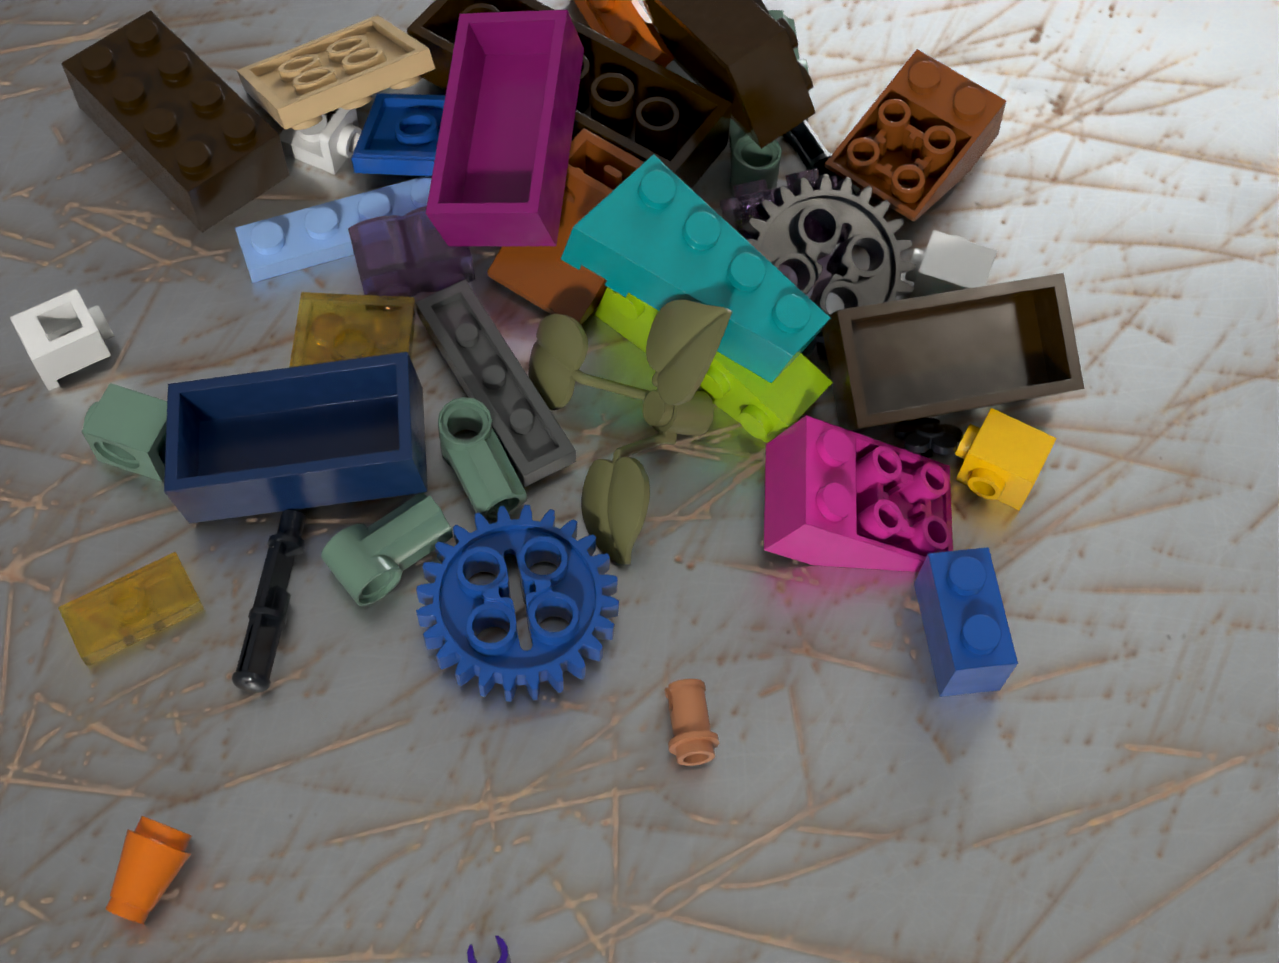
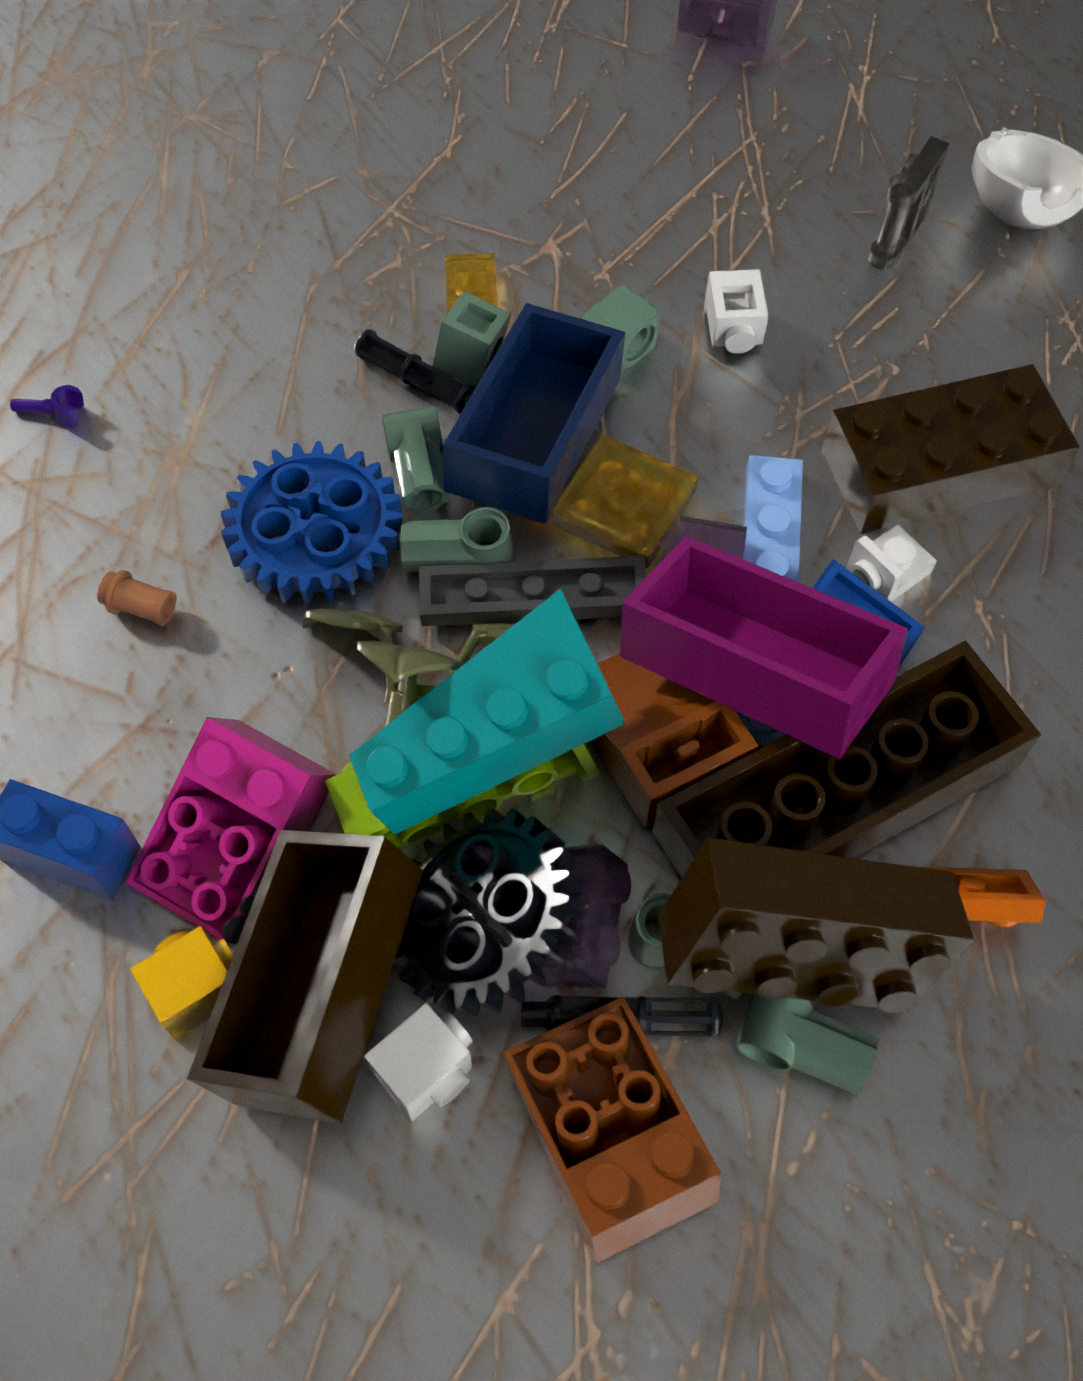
camera: 120 degrees right, 0 degrees up
(146, 868) = (268, 248): orange cone -> none
(220, 548) = (470, 338): none -> sand green brick
(336, 72) = (946, 574): tan plate -> none

